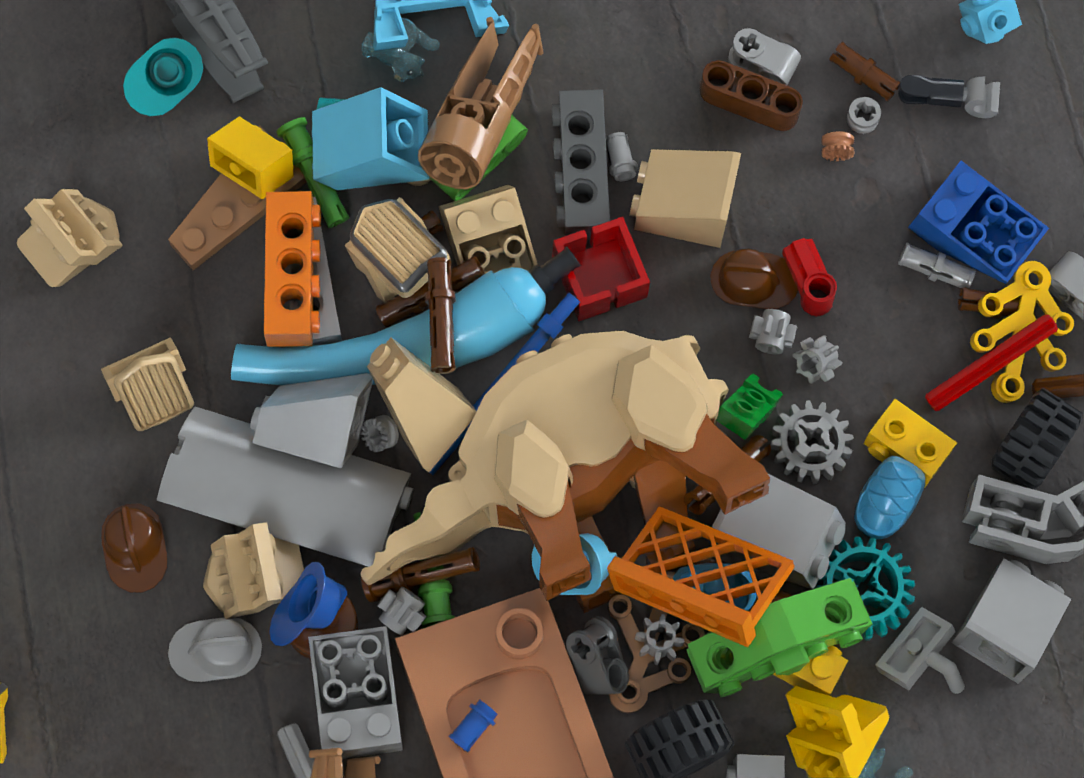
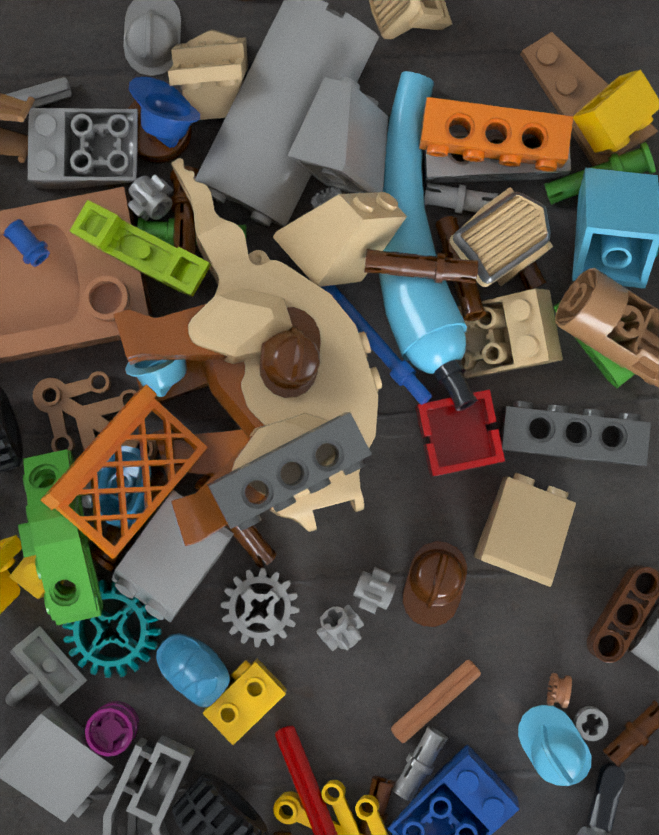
camera: 100 degrees right, 15 degrees up
(355, 304) = (457, 198): none -> light grey pin
(464, 600) = (140, 249): none -> lime slope
(558, 414) = (292, 356): none -> reddish brown piece
(598, 662) = (78, 370): dark grey piece -> none
(622, 164) = (577, 474): light grey pin -> none
(650, 643) = (86, 419): light grey gear -> none
(704, 439) = (339, 432): none -> dark grey brick
(748, 407) = (292, 548): green plate -> none
(810, 275) = (430, 636): red piece -> none
(872, 261) = (435, 701): none -> nougat axle
(892, 145) = (554, 745): none -> medium azure piece
(965, 569) = (112, 728): none -> magenta wheel

